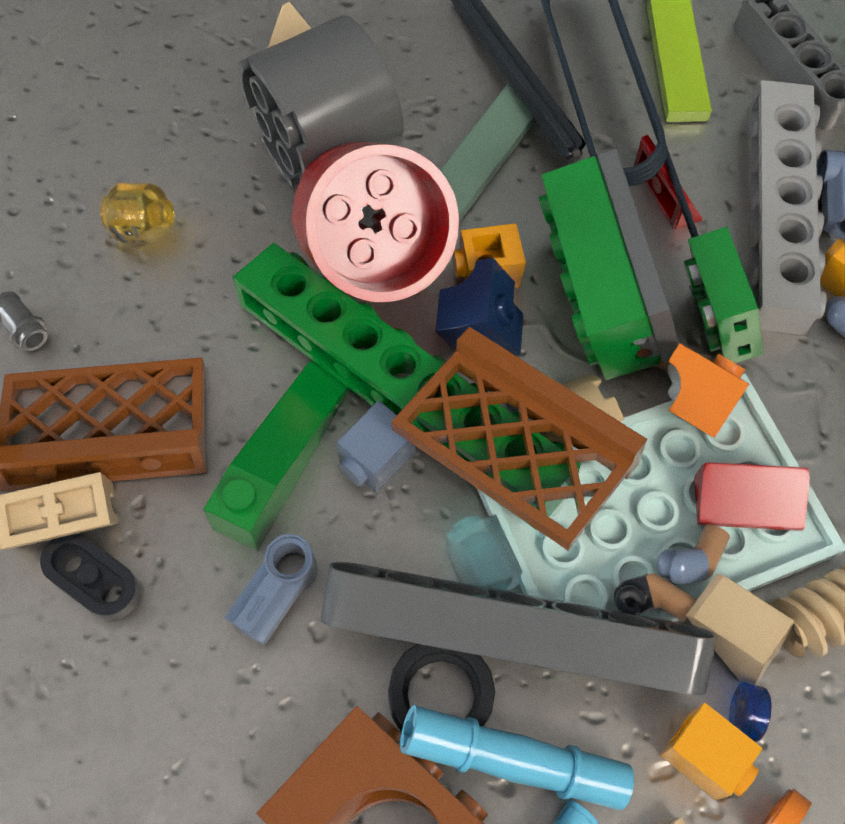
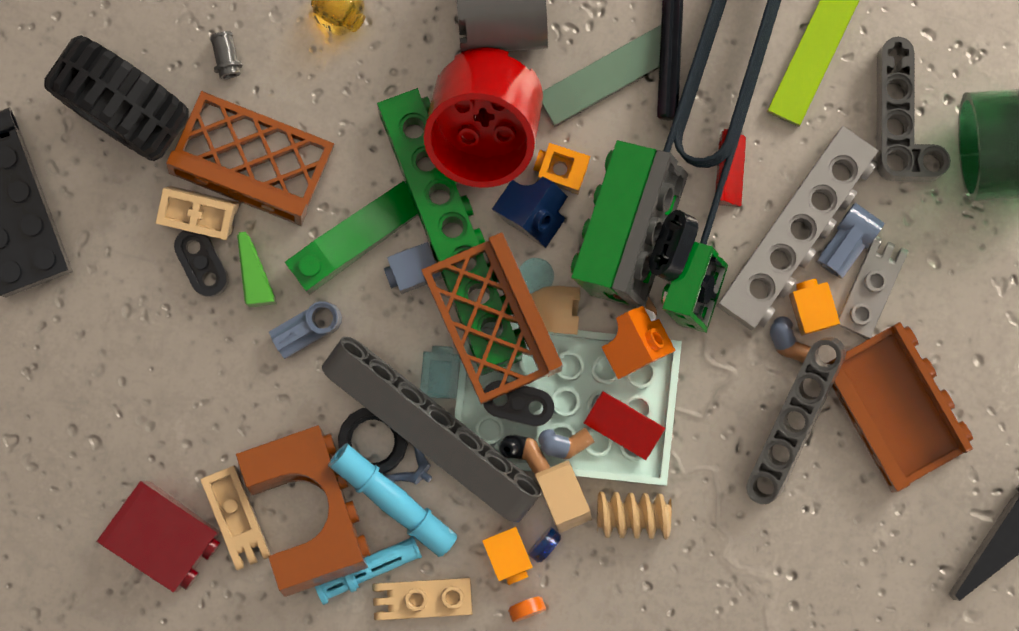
camera: 30 degrees right, 20 degrees up
(181, 567) = (254, 279): none -> bright green slope
(522, 691) = (418, 475): none -> sand blue piece
(605, 541) = (518, 405): none -> black plate
(674, 252) = (673, 245): none -> black beam

